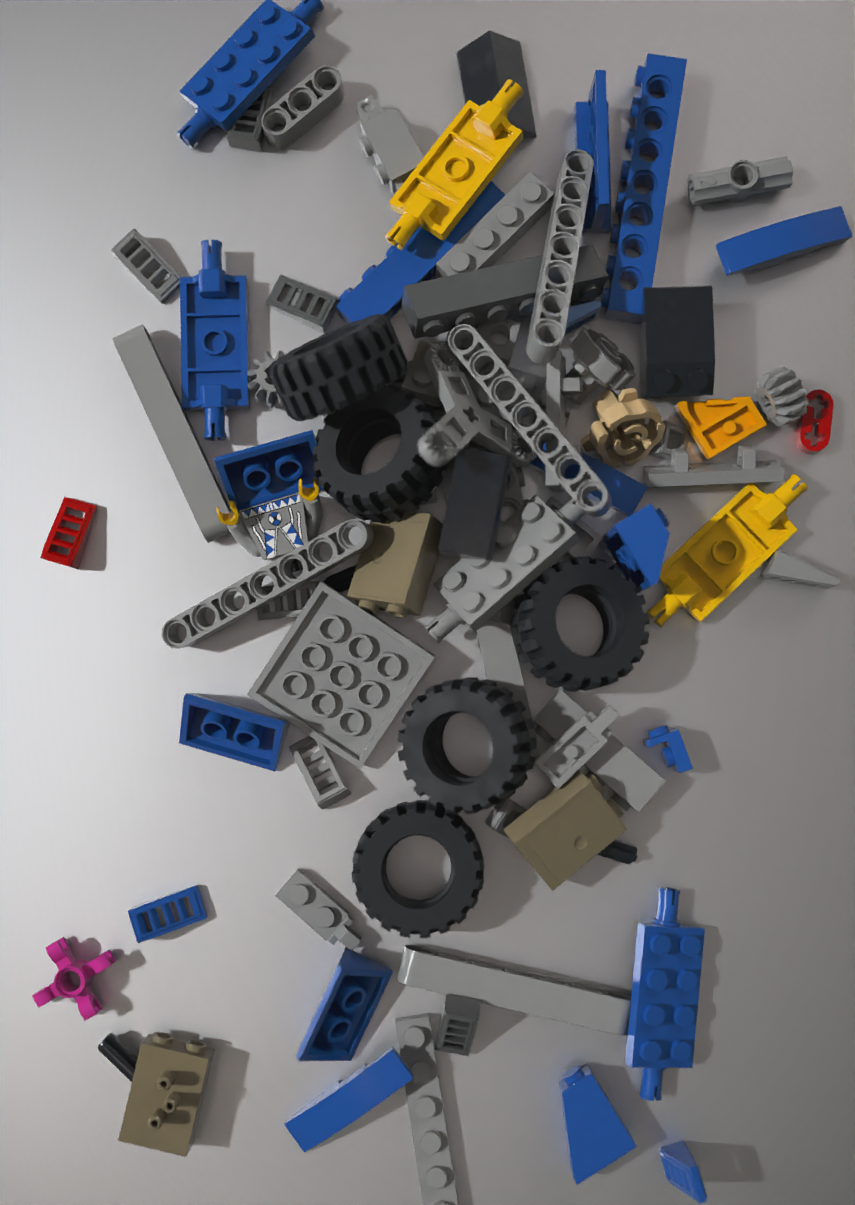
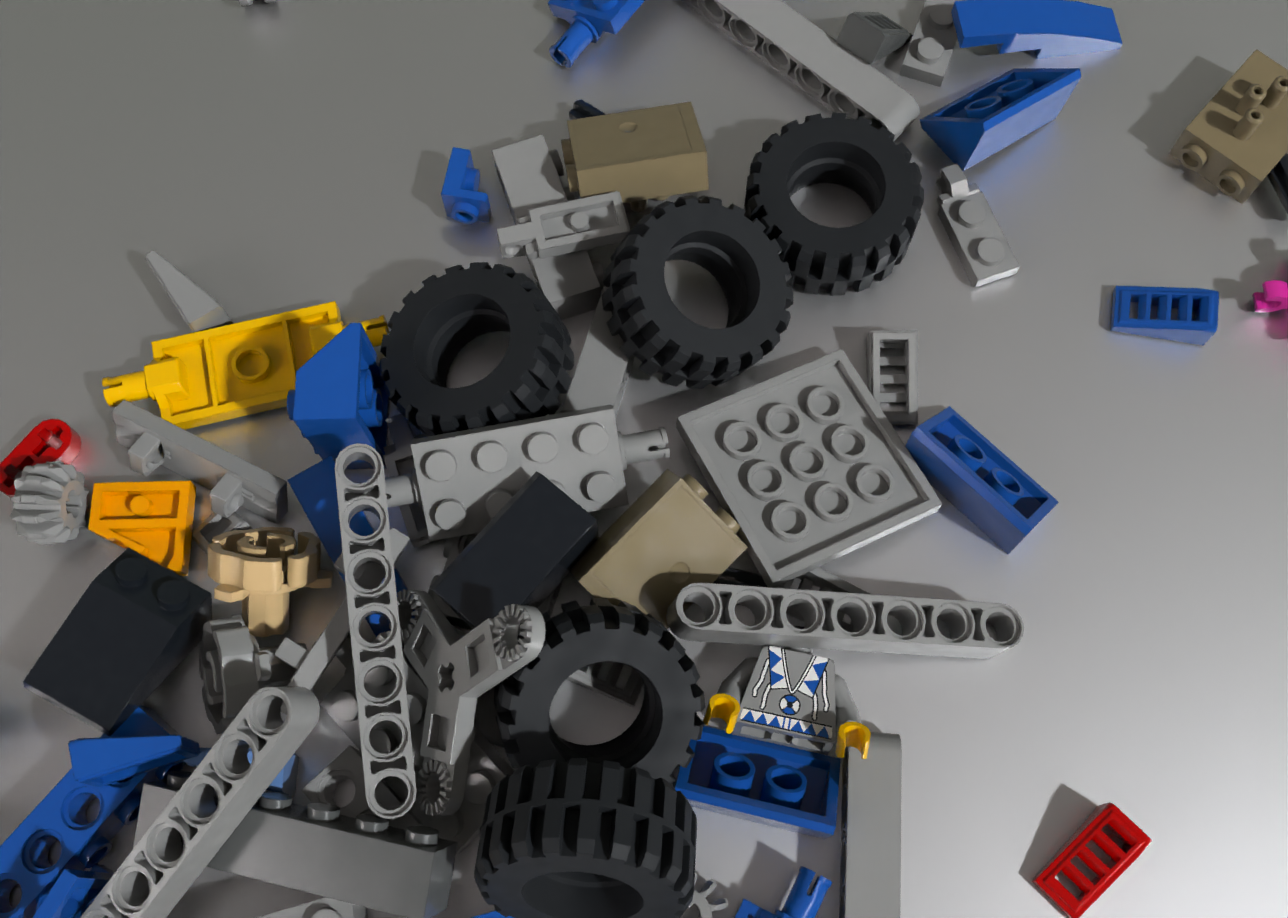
camera: 155 degrees left, 15 degrees down
(630, 278) = (118, 758): none -> blue slope

